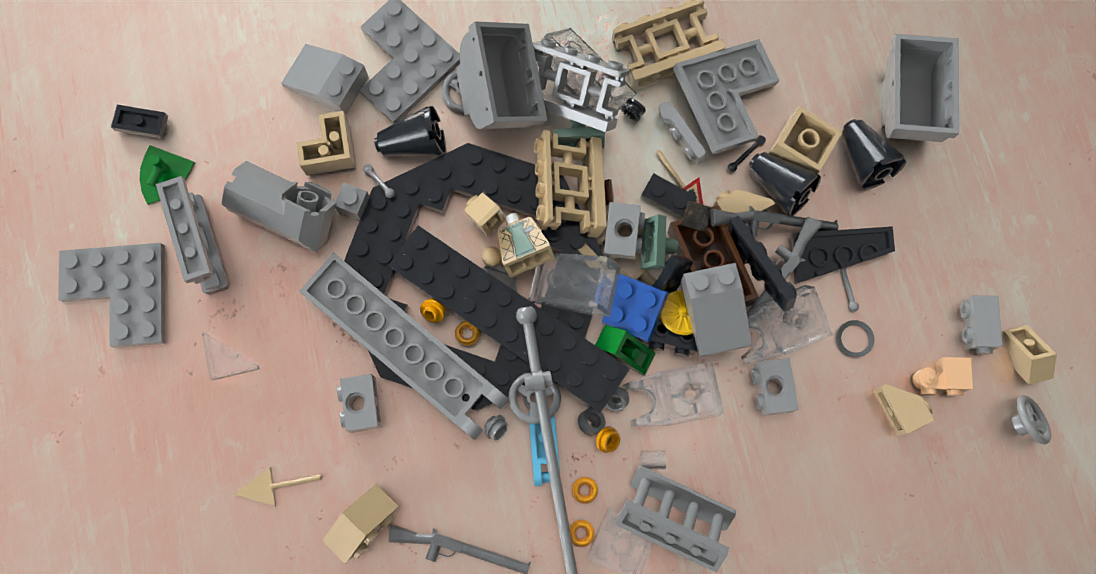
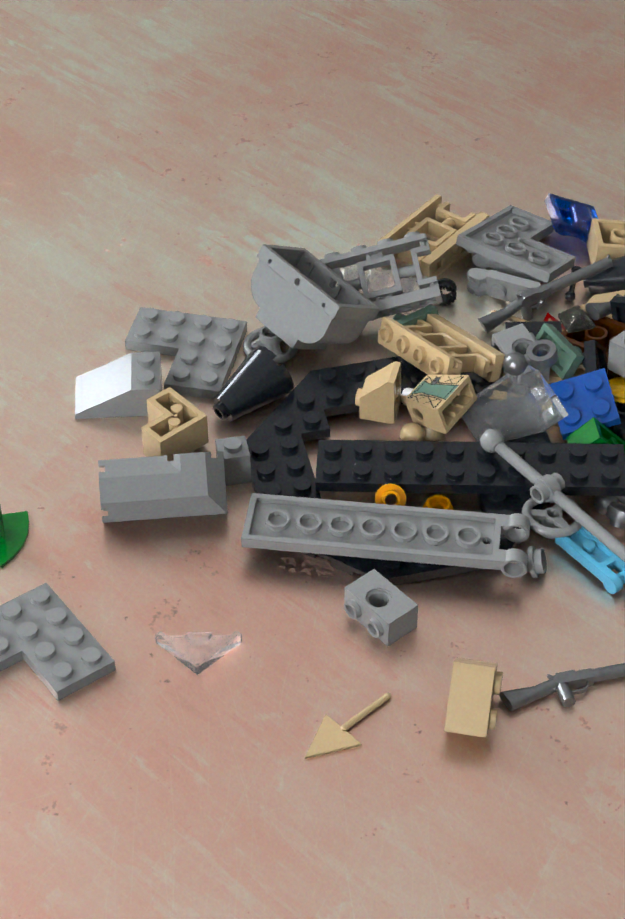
camera: 30 degrees left, 35 degrees down
(192, 235) = (78, 519): light grey fence -> none
(389, 192) = (265, 434): light grey hinge -> none
(592, 257) = (540, 355): none -> flat silver plate
(690, 162) = (534, 295): none -> flat silver piece
(796, 84) = (570, 216): none -> clear blue plate

